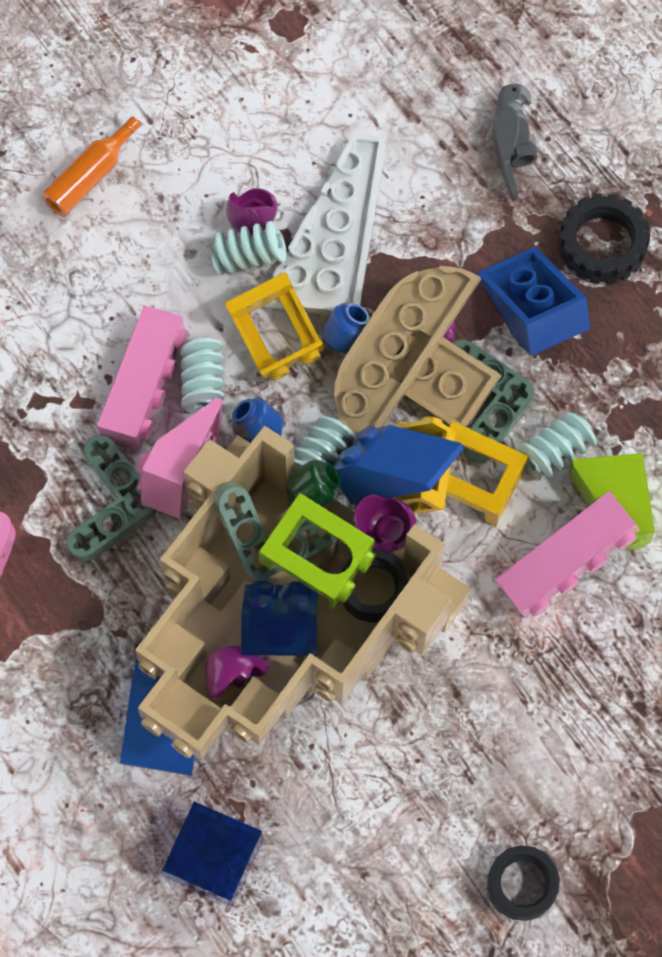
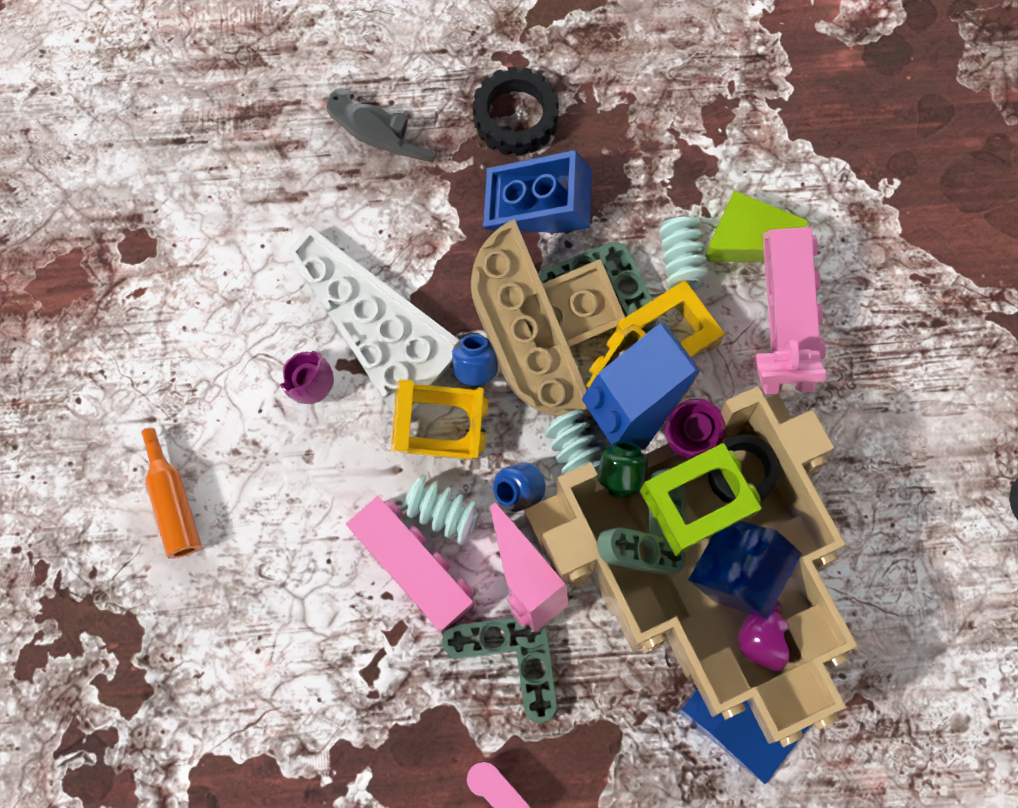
camera: 60 degrees left, 5 degrees up
(213, 854) = (900, 746): clear blue brick -> none
(248, 249) = (345, 400): light aqua piece -> none
(497, 581) = (790, 366): none -> bright pink hips

